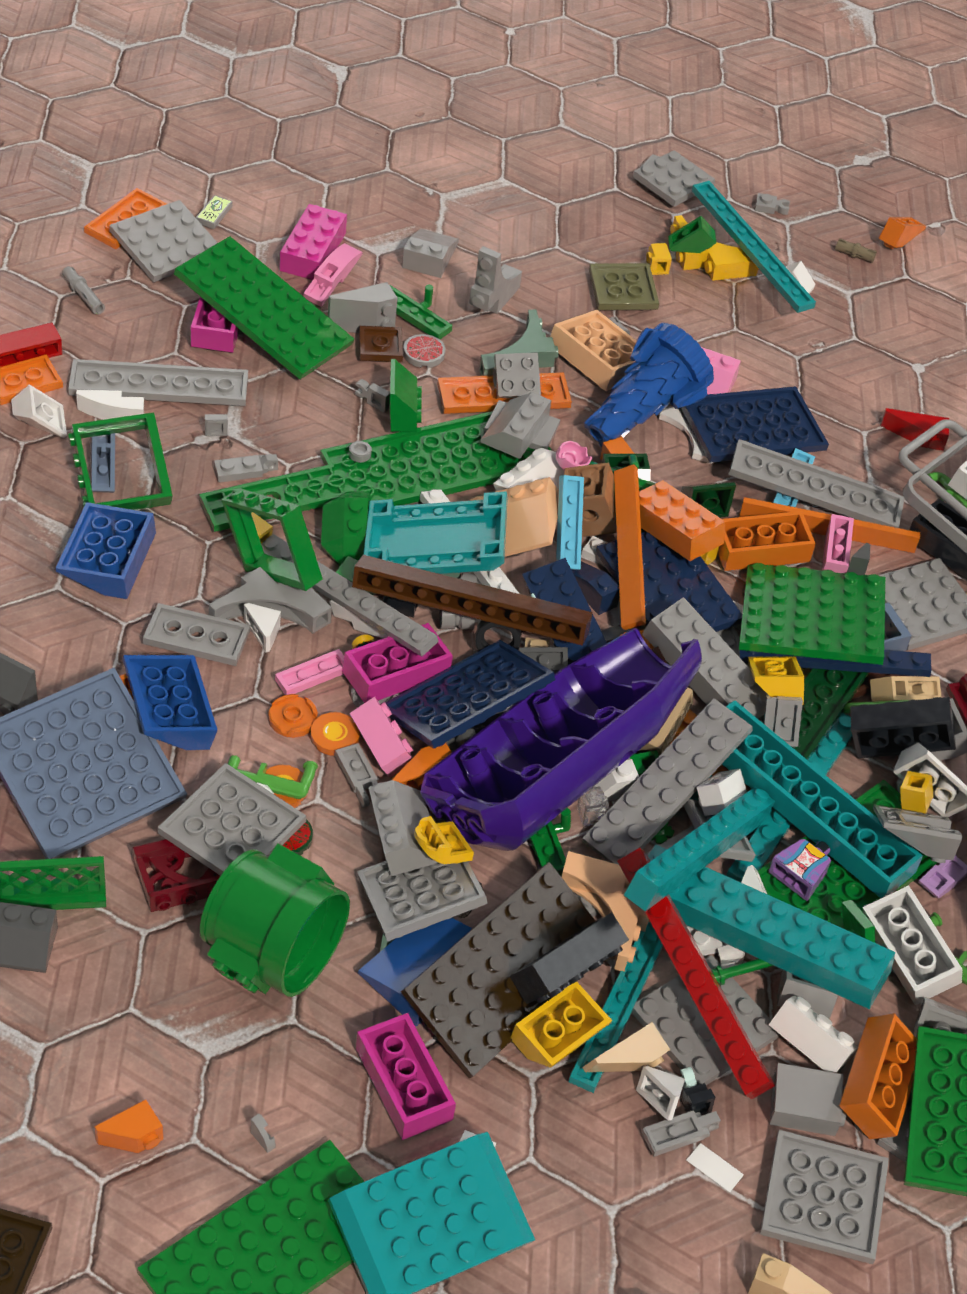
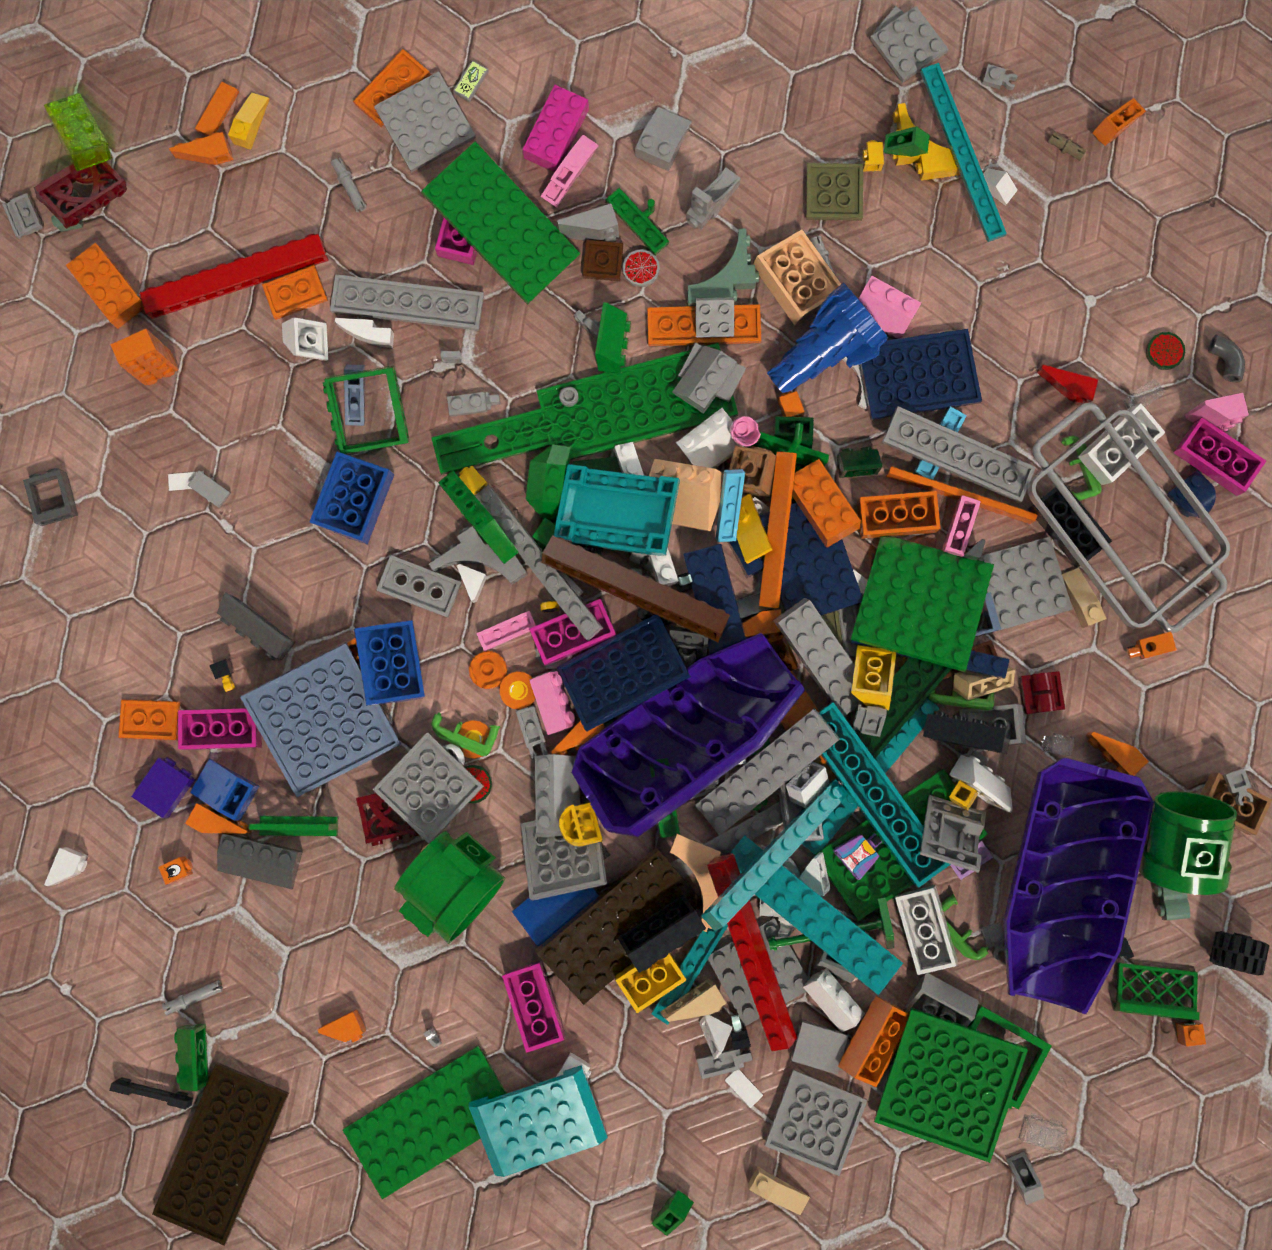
camera: 20 degrees right, 35 degrees up
(599, 557) = (751, 532): none -> yellow piece

